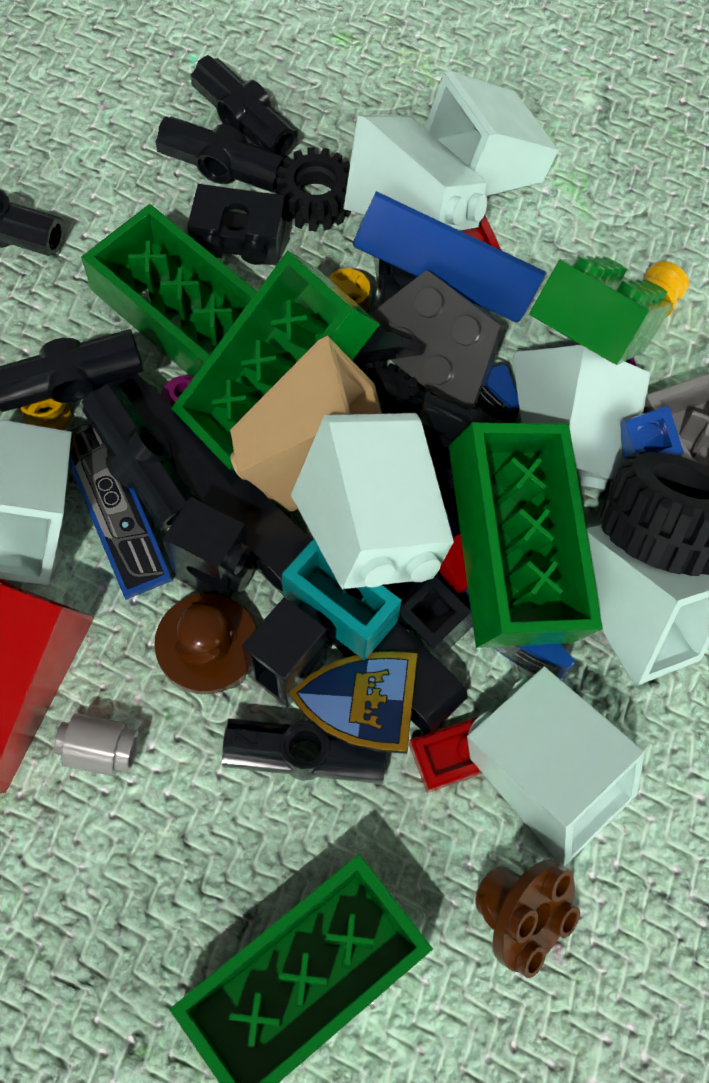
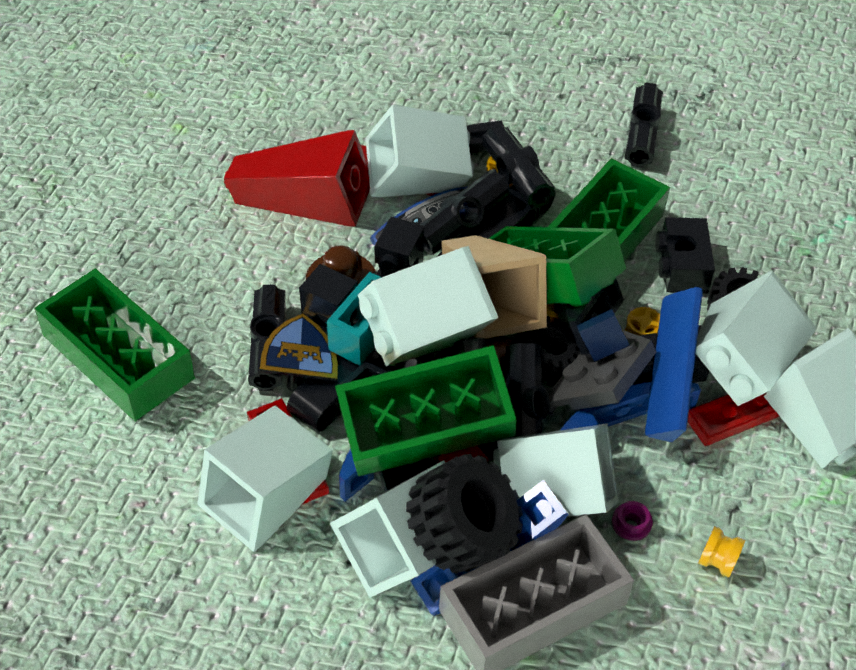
camera: 85 degrees right, 15 degrees down
(96, 745) = (263, 232): light grey brick -> none
(219, 153) = (753, 234): black piece -> none
(243, 106) = (805, 245): black piece -> none
(420, 314) = (603, 335): none -> dark blue tile
(527, 913) = (155, 464): reddish brown plate -> none
(602, 307) = (653, 467): green brick -> none

